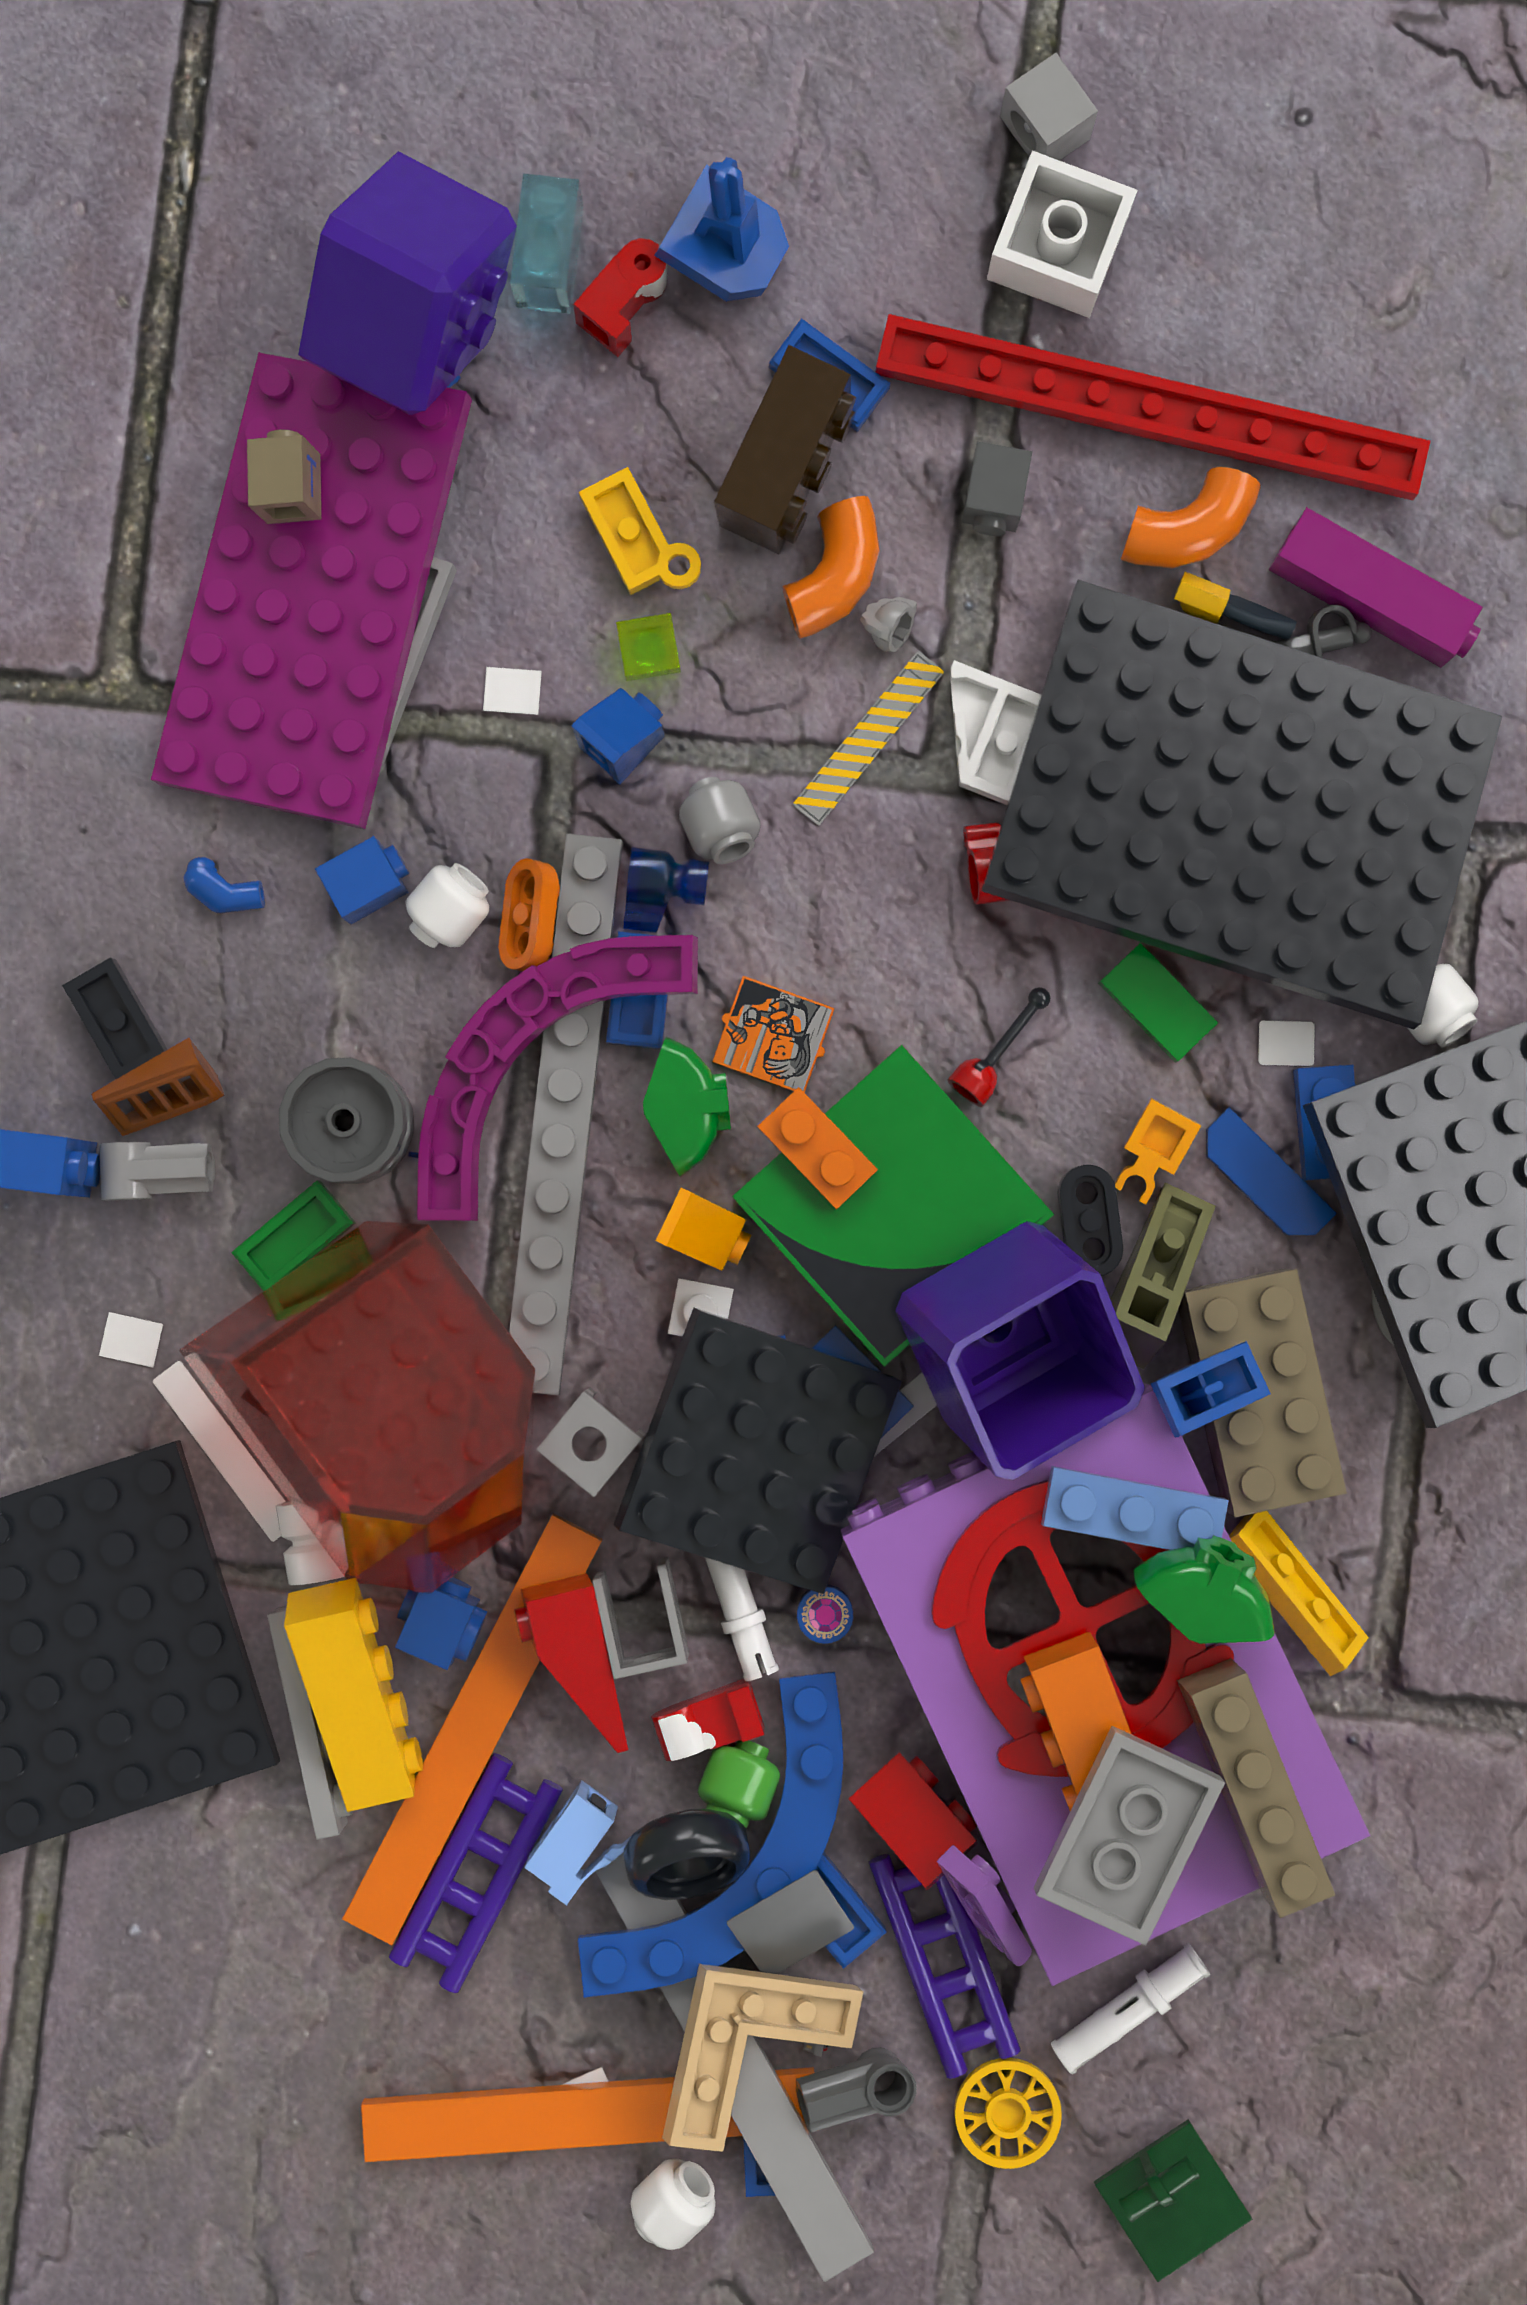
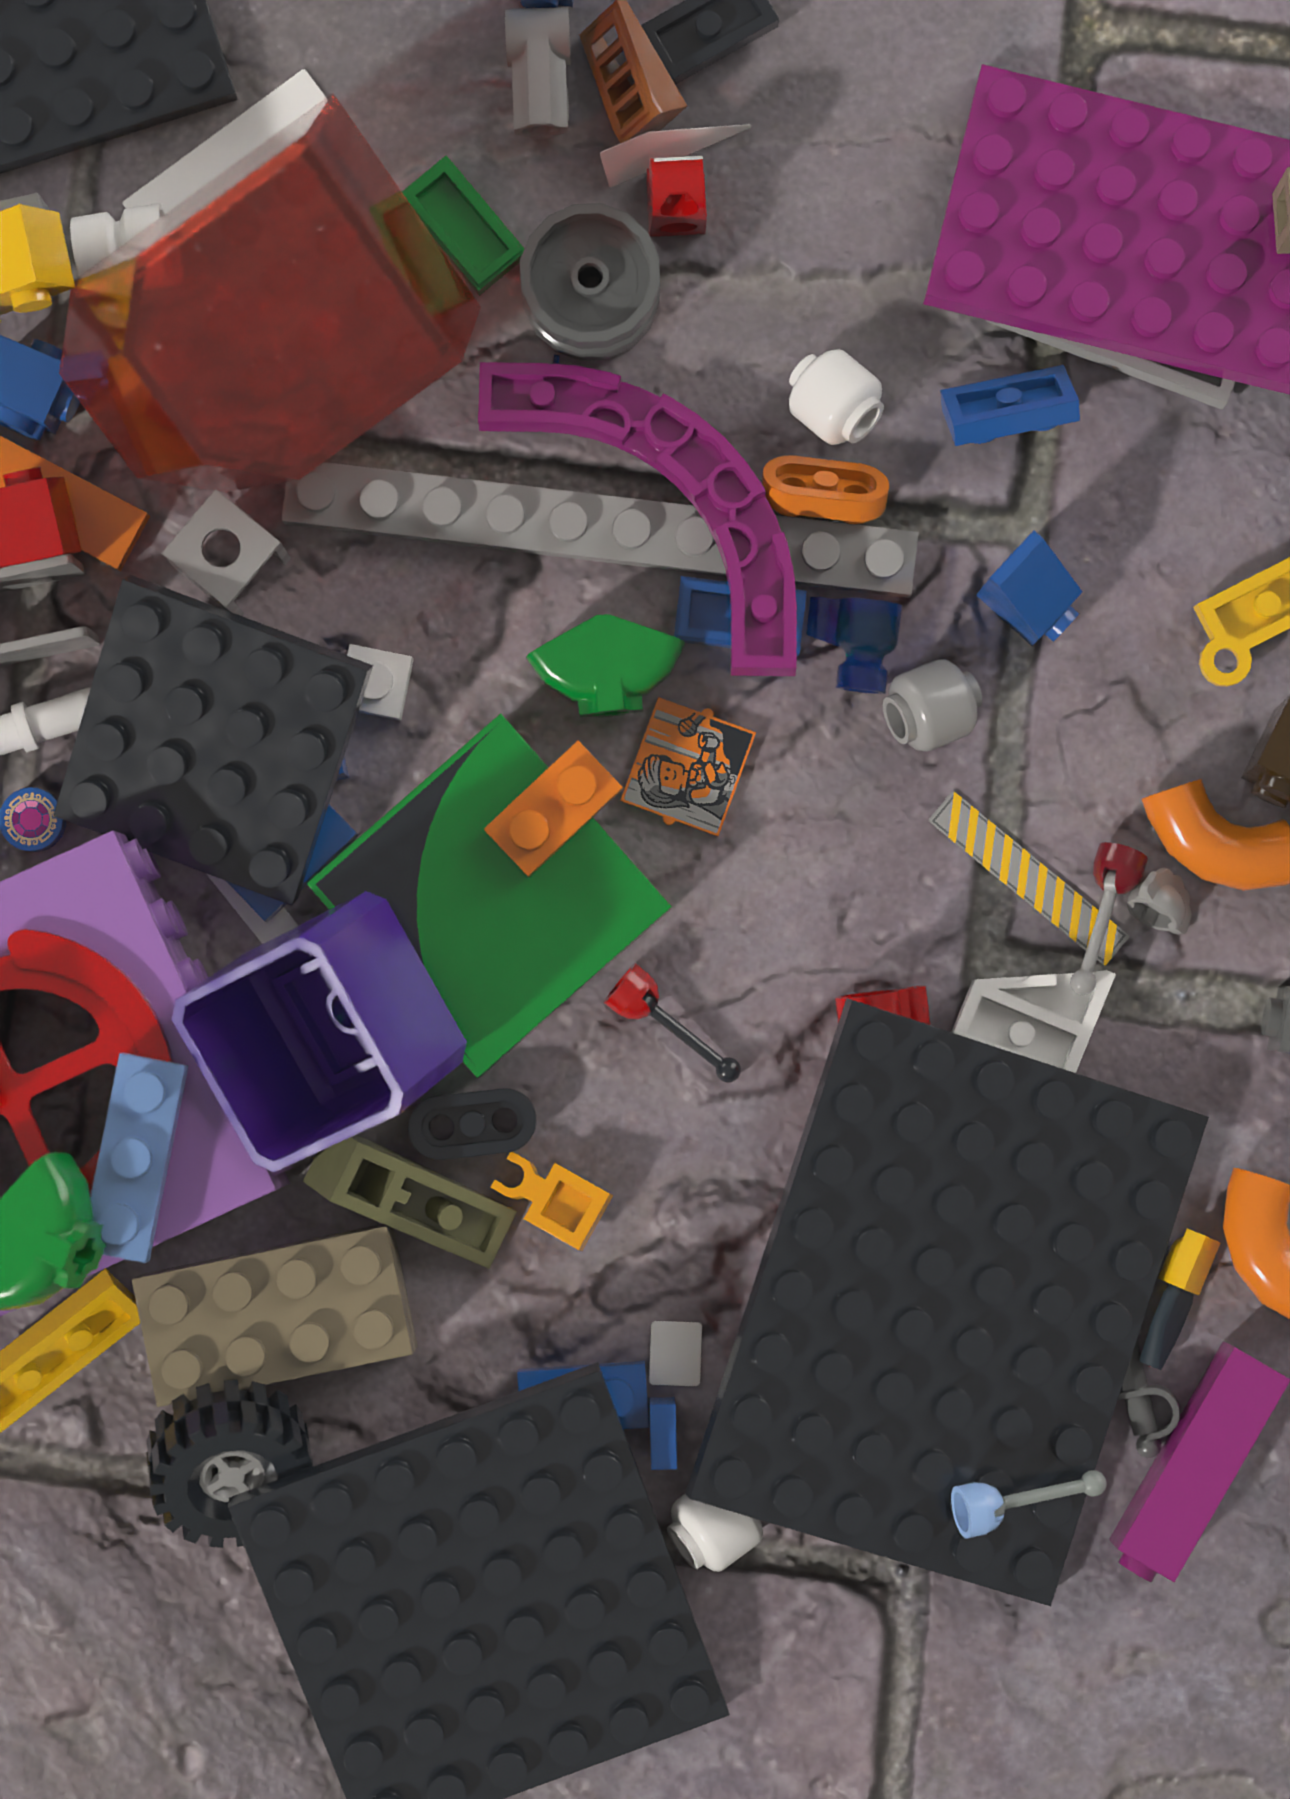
camera: 85 degrees right, 0 degrees up
(131, 1339) = (350, 45): white sticker -> none
(216, 893) = (852, 138): blue arm -> none
(226, 1064) = (633, 156): none -> white sticker
(269, 1046) = (676, 196): none -> red leg
(364, 879) = (866, 303): blue brick -> none
(454, 753) = (1010, 405): none -> blue plate
(512, 690) = (1084, 473): white sticker -> none
(648, 647) = (1132, 626): clear neon green plate -> none
(704, 1231) = (462, 679): light orange slope -> none
(864, 660) = (1117, 872): none -> hinge
(1158, 1003) = (721, 1205): green tile -> none
(1210, 1389) = (273, 1247): blue slope -> none
(1265, 1177) = (521, 1326): blue piece -> none
(1358, 1051) = (663, 1433): none -> blue tile
(1384, 1437) = (218, 1450): none -> black wheel
(1423, 772) = (981, 1507): none -> hinge

